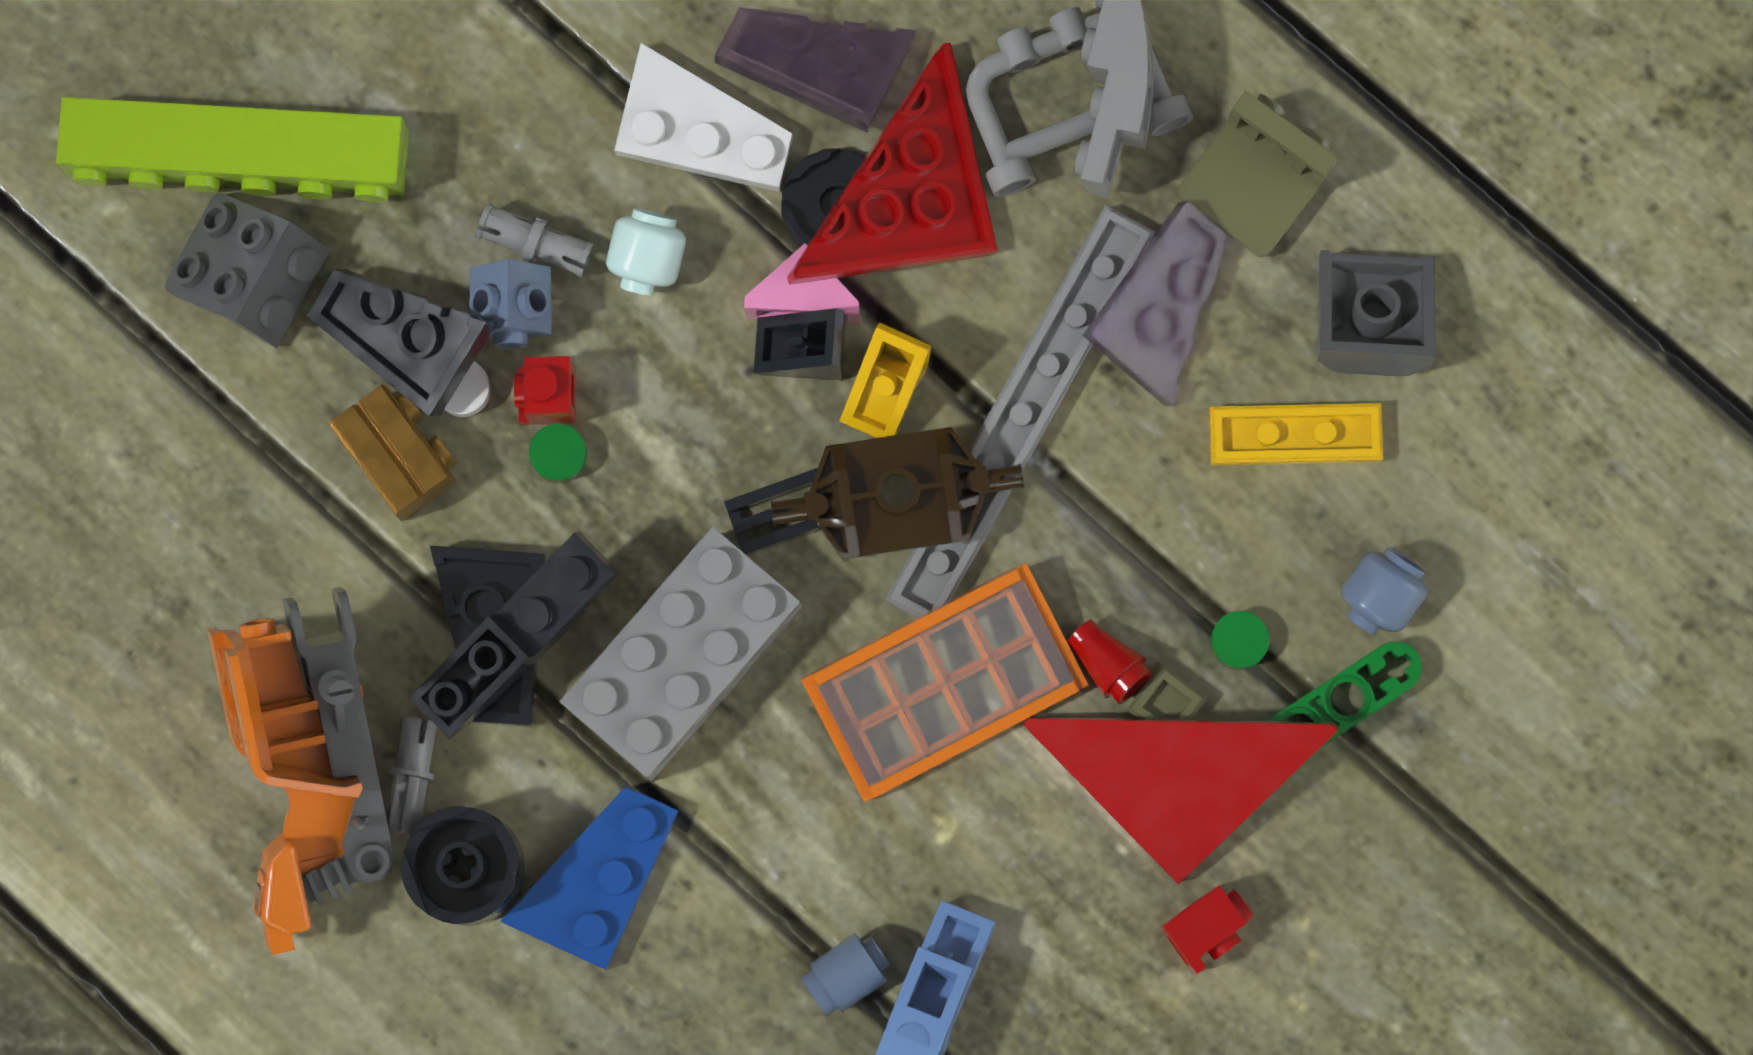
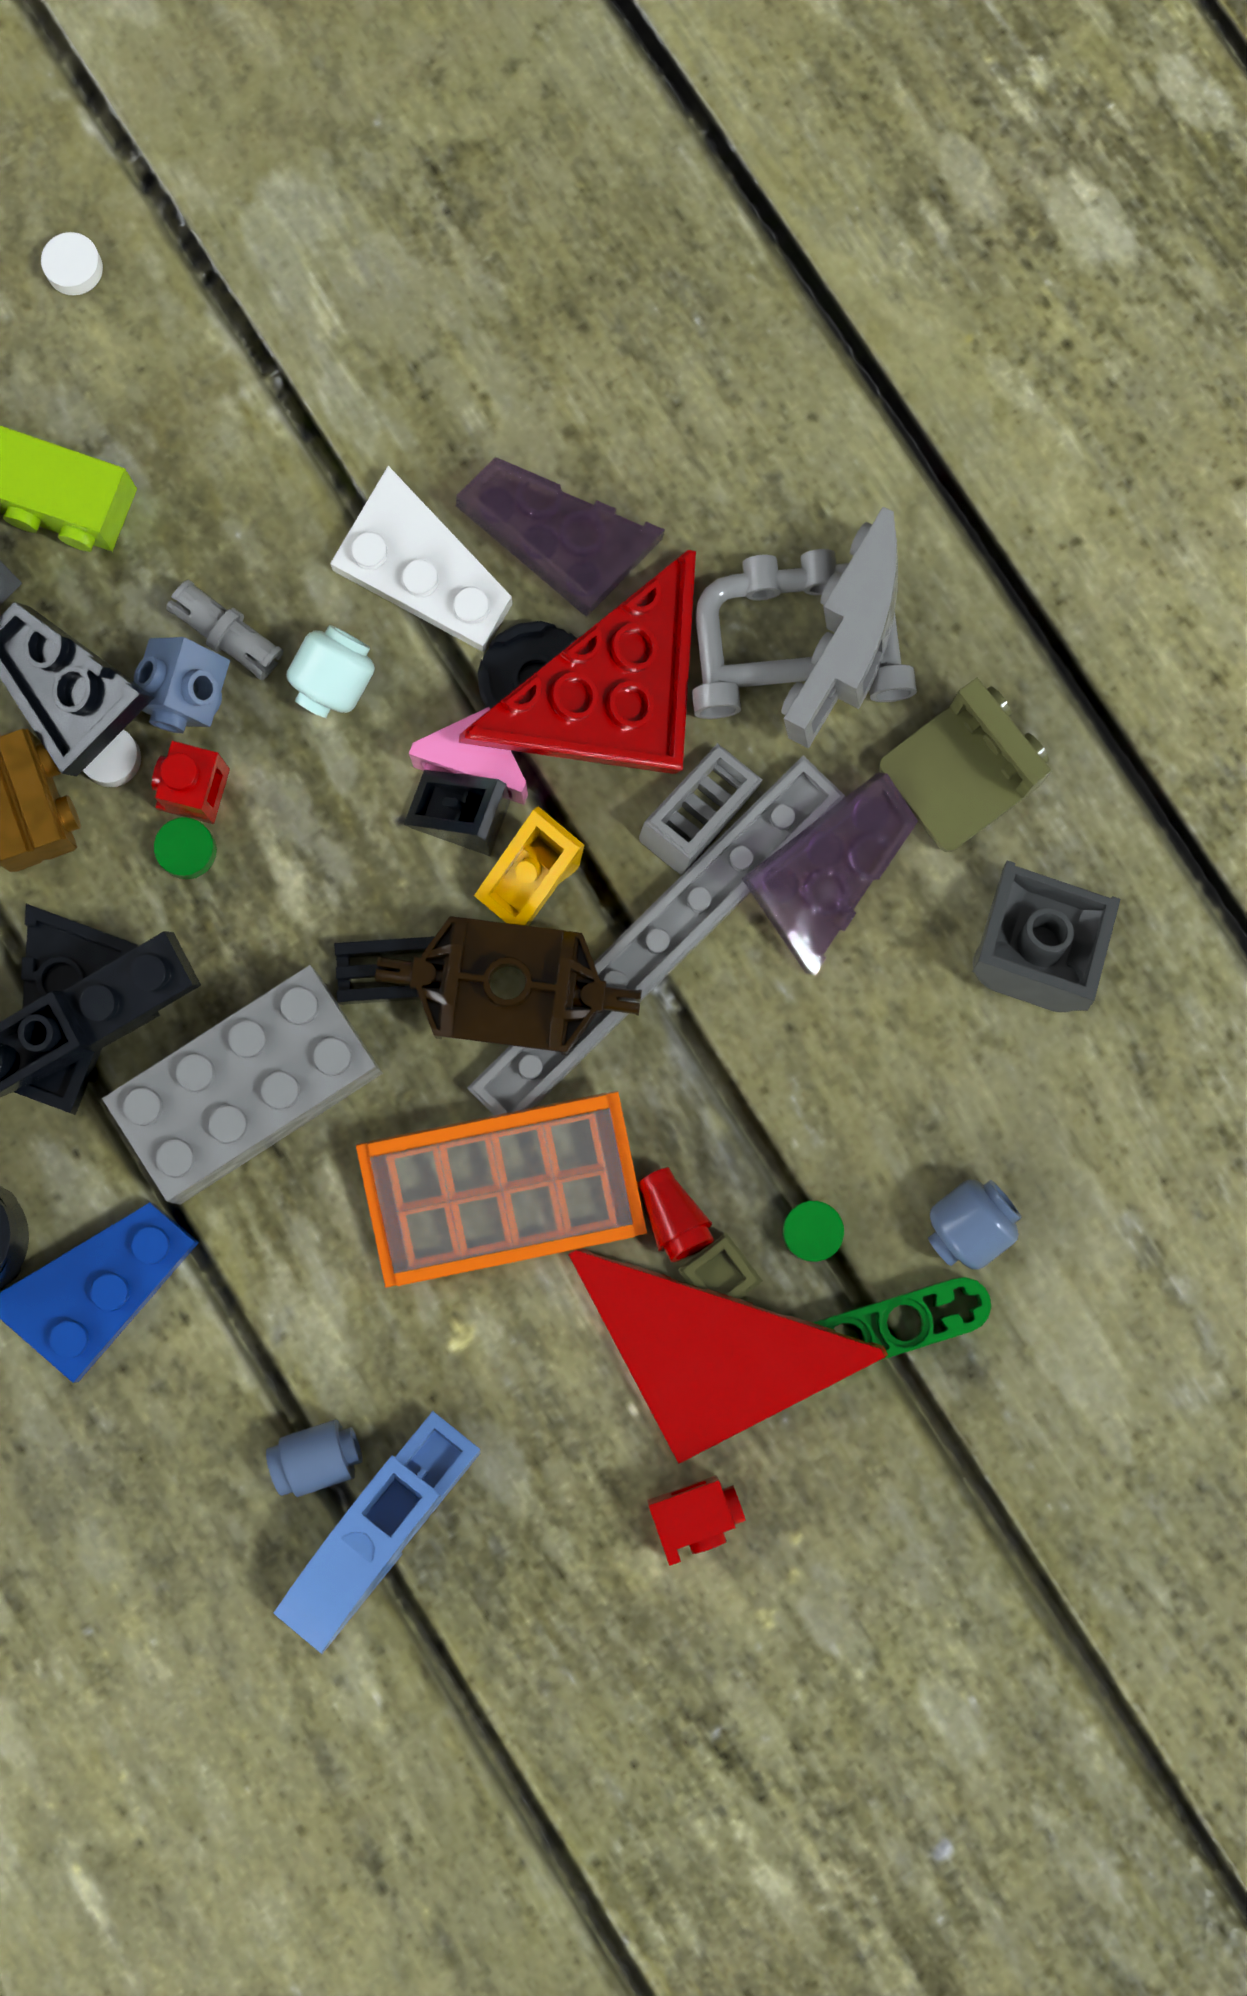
camera: 10 degrees right, 0 degrees up
(1008, 314) = (674, 836): none -> light grey slope
(1295, 434) = (929, 1039): yellow tile -> none

